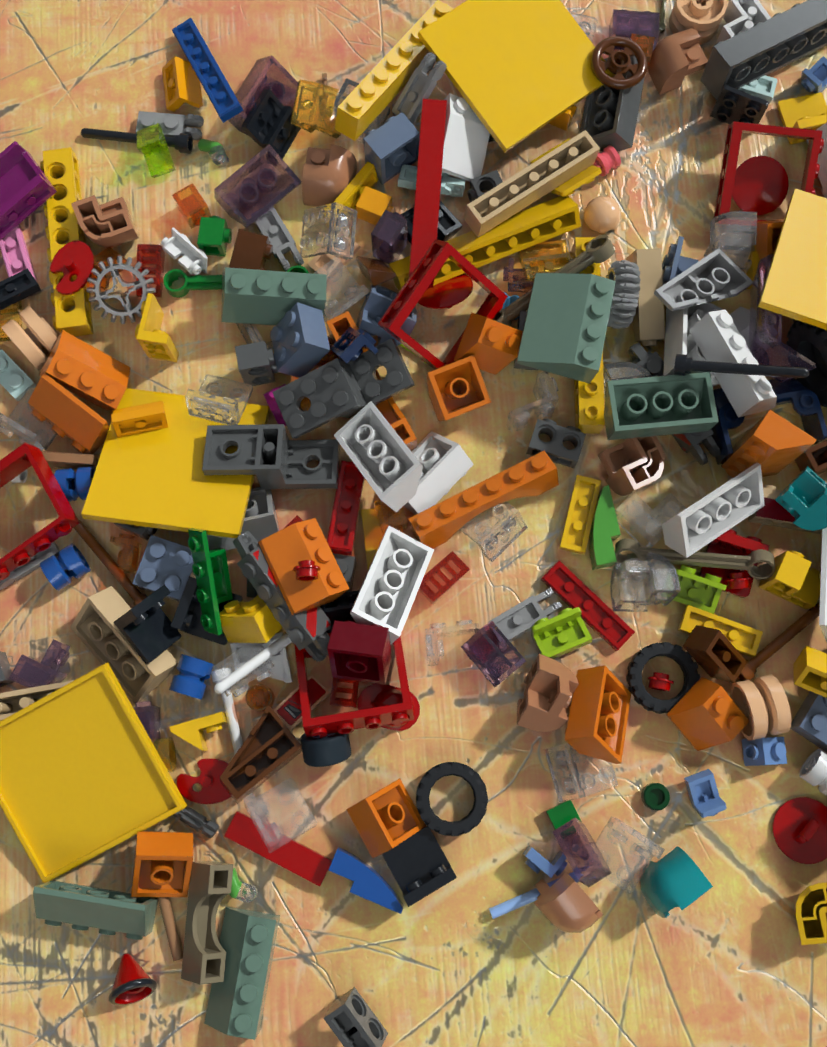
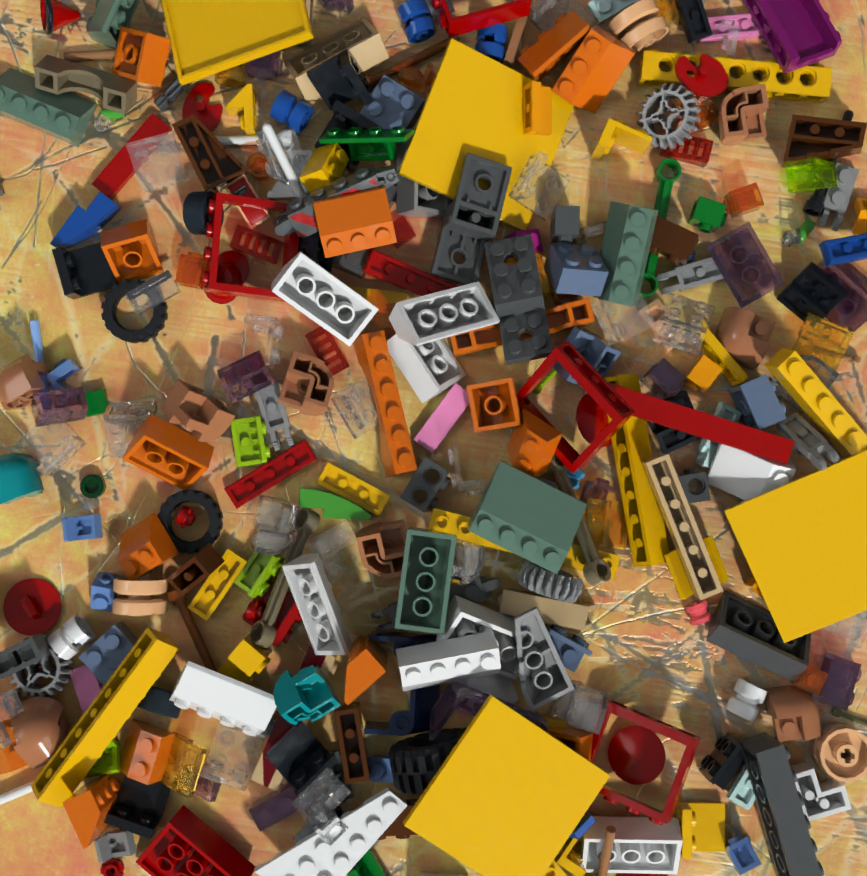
camera: 100 degrees right, 10 degrees up
(27, 248) = (729, 41): none -> clear bracket
(115, 145) = (822, 139): none -> reddish brown wedge
(193, 259) = (704, 180): white hinge -> none
(306, 570) = (344, 220): red plate -> none
(350, 343) = (555, 313): dark blue bracket -> none
(359, 652) = (267, 254): dark red brick -> none
(375, 270) = (633, 358): reddish brown slope -> none
(391, 744) = (190, 270): none -> clear orange brick
(427, 778) = (153, 292): none -> clear tile
(482, 442) = (443, 418): none -> bright pink tile
(486, 585) = (307, 385): none -> nougat brick
(602, 214) = (643, 593): light nougat hair -> none
(623, 58) = (813, 641): reddish brown plate -> none
(676, 101) = (746, 700): none -> white wheel
(686, 364) = (453, 610): black piece -> none

